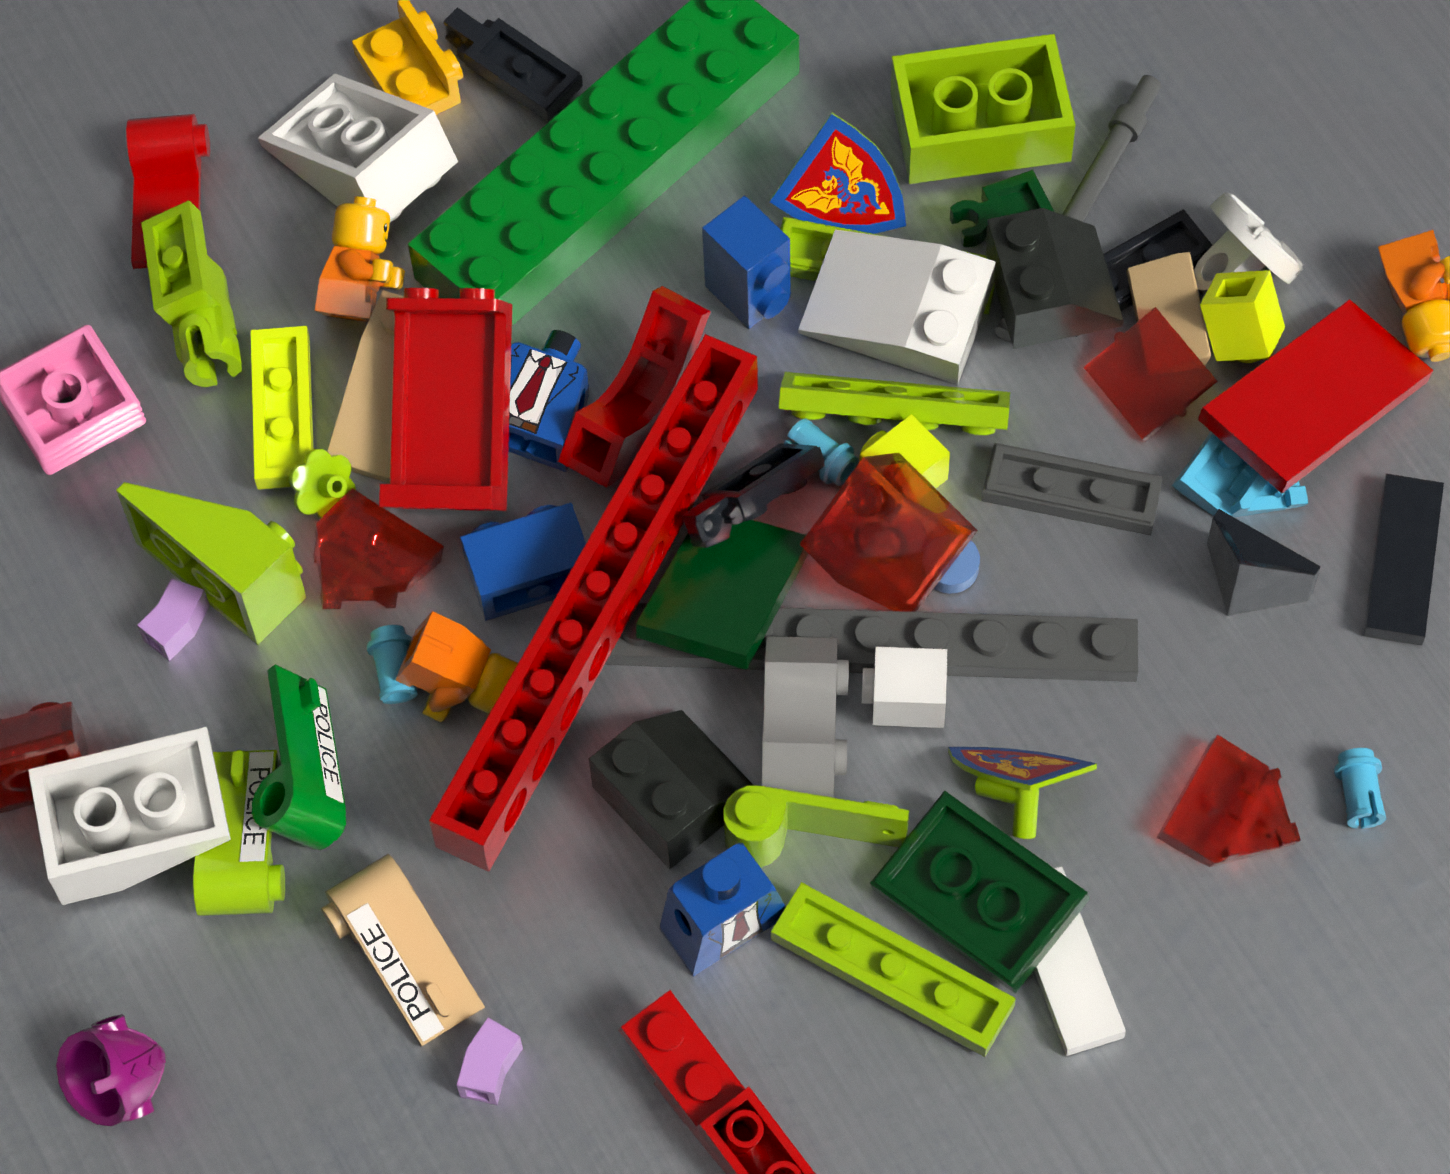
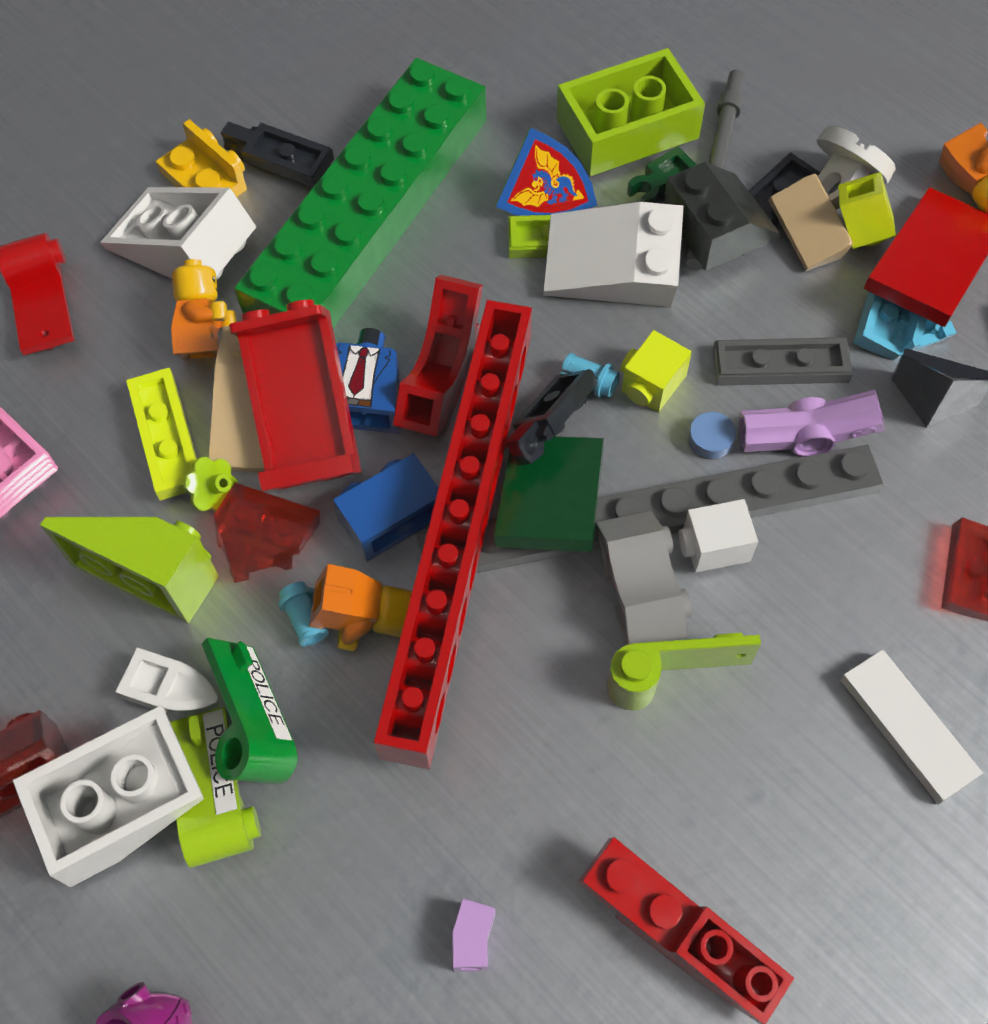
camera: 15 degrees left, 0 degrees up
(174, 618) = (115, 618): lavender piece -> none
(191, 293) = (72, 362): lime plate -> none
(212, 701) = (166, 682): none -> white plate
(403, 948) = (373, 853): tan door -> none
(666, 783) = (552, 659): pearl dark grey slope -> none
(724, 904) = (631, 751): blue torso -> none
(747, 262) = (495, 247): blue brick -> none
(873, 400) = (614, 330): lime plate -> none
(888, 534) = (668, 422): clear red slope -> none
(893, 969) = (782, 768): lime plate -> none
(980, 891) = (829, 686): dark green tile -> none
(1016, 778) = (825, 587): shield -> none
(1073, 577) = (811, 424): none -> lavender piece
(1150, 374) = (811, 267): clear red piece -> none

